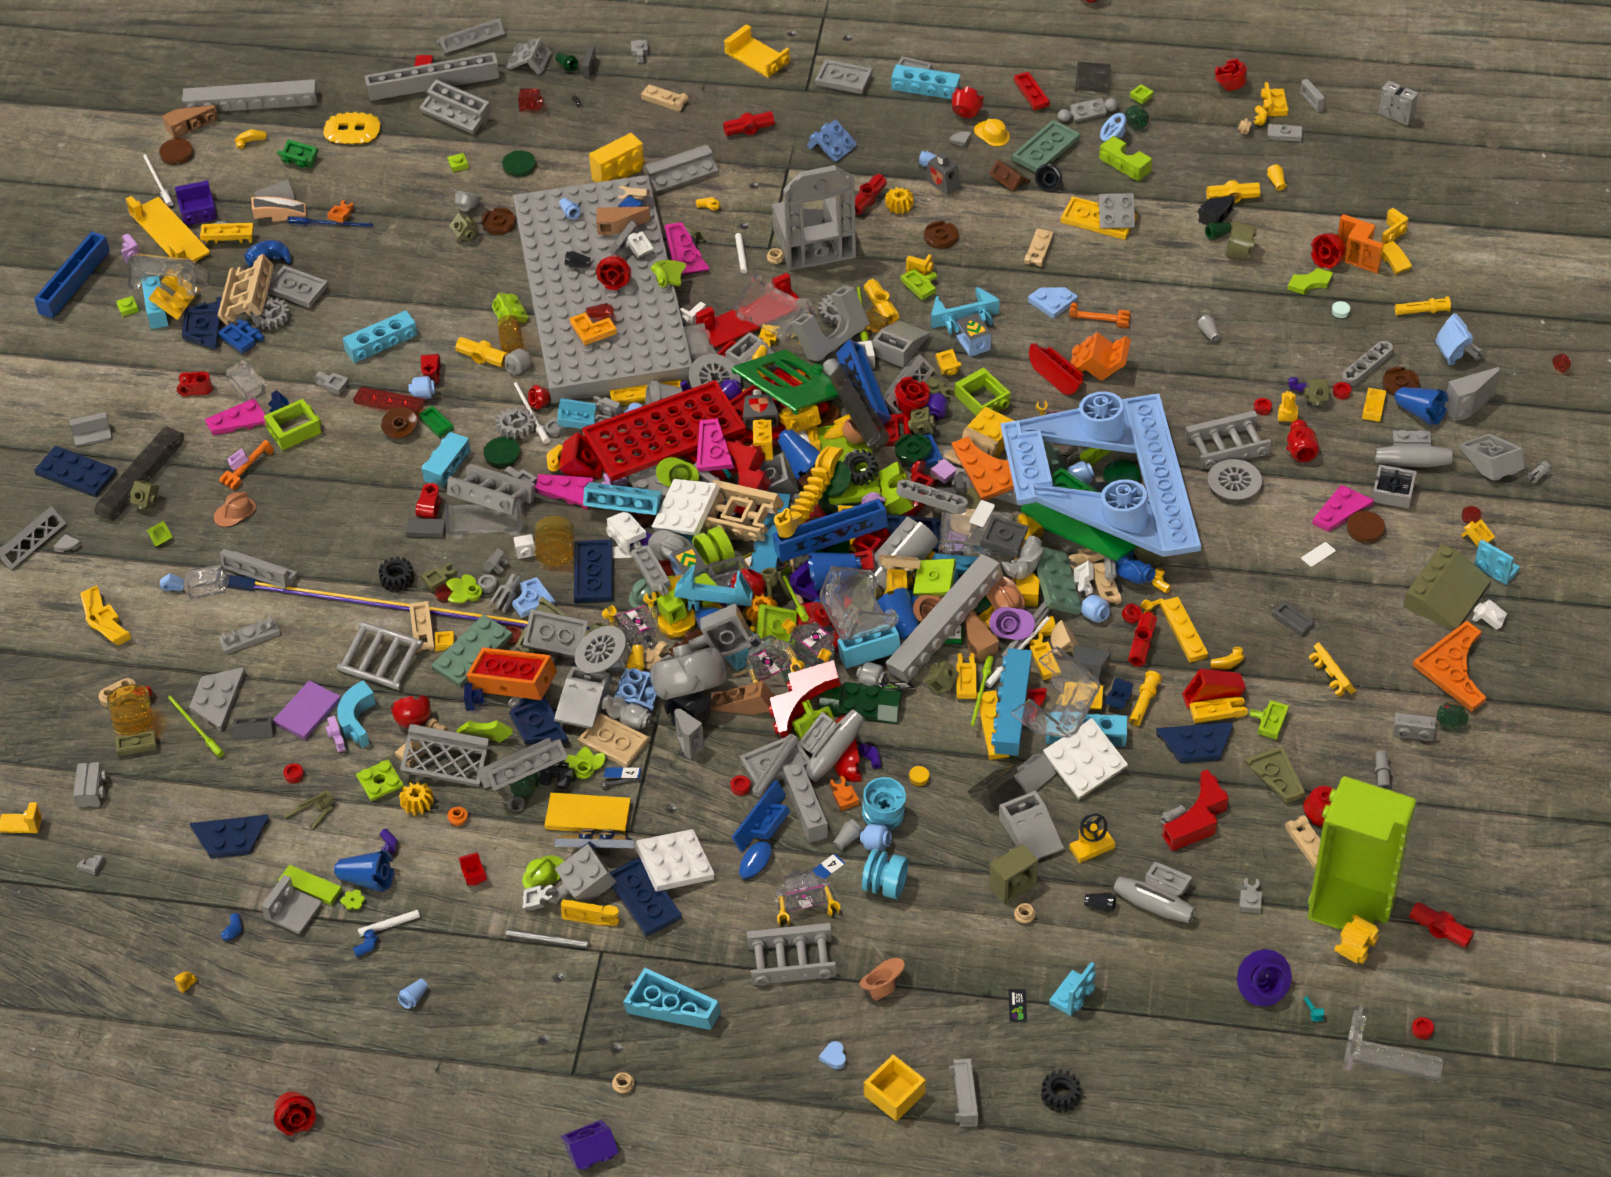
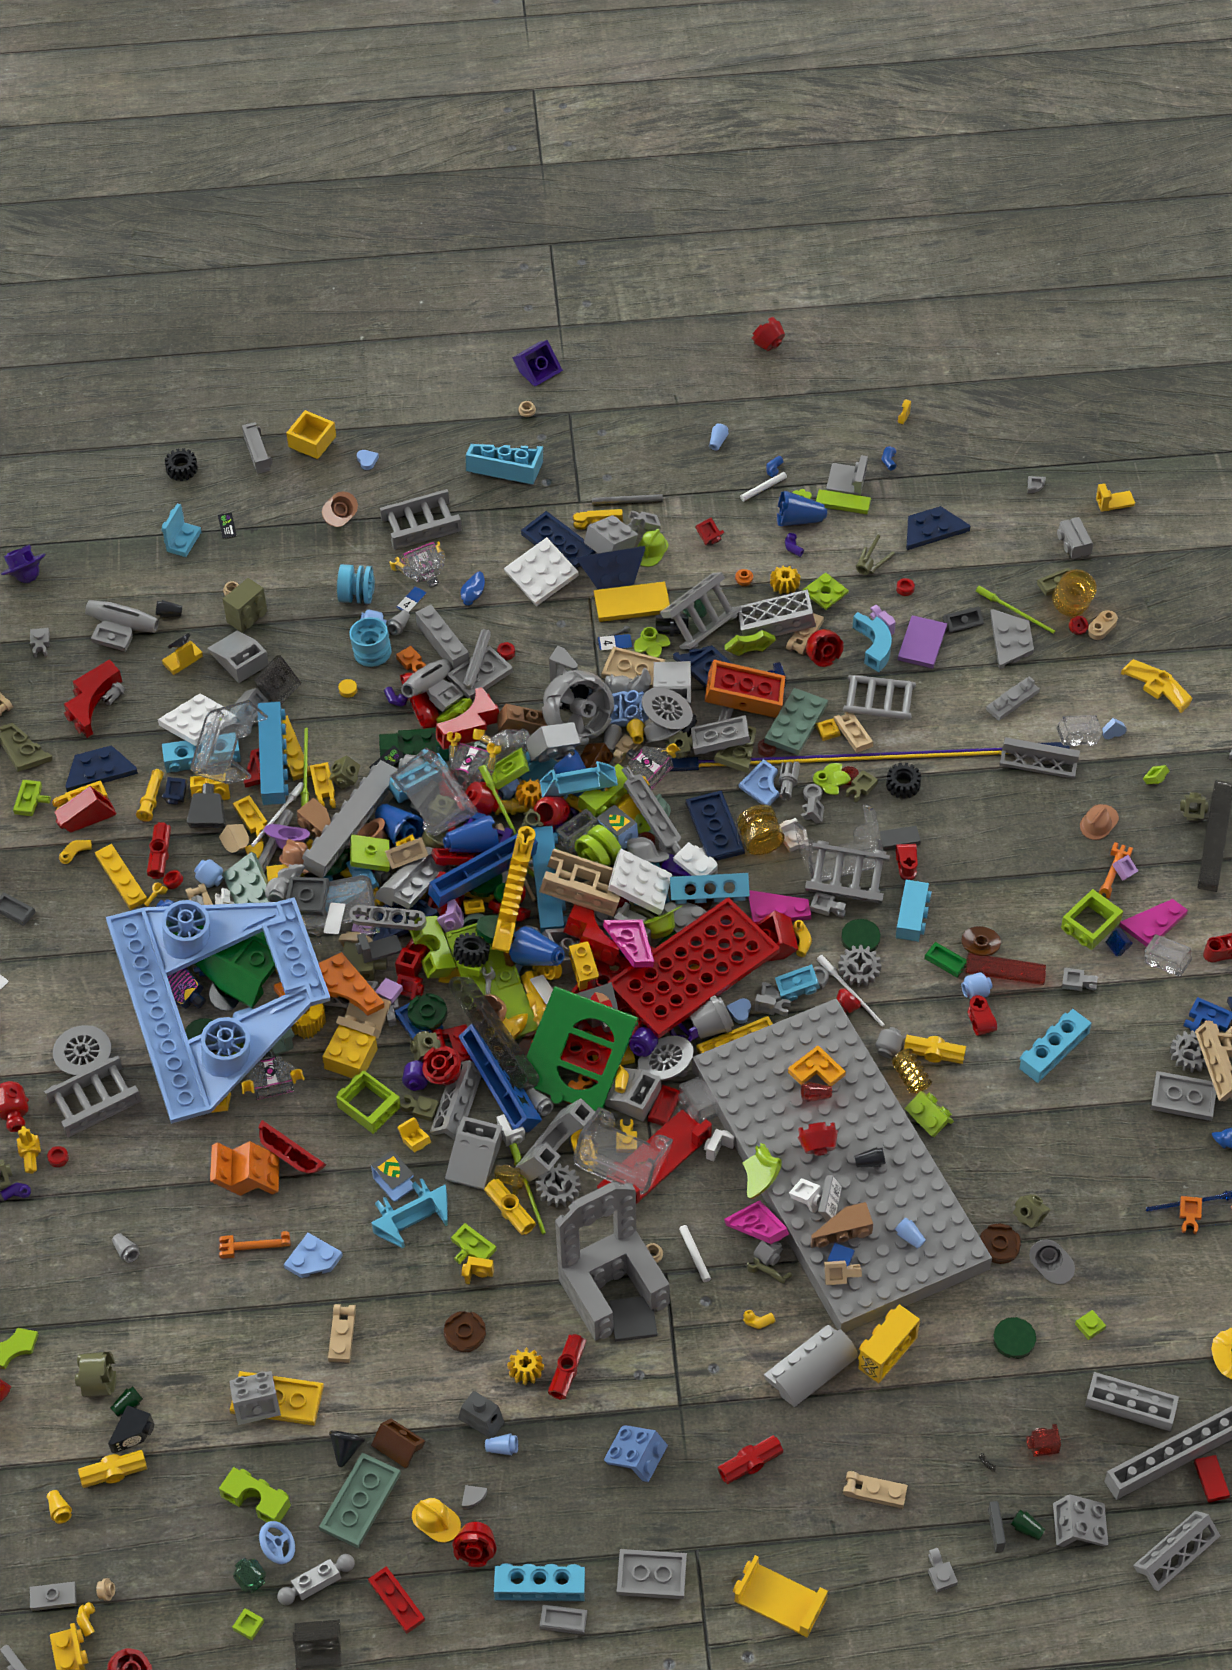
camera: 165 degrees right, 5 degrees up
(763, 818) = (472, 619): blue bracket -> none

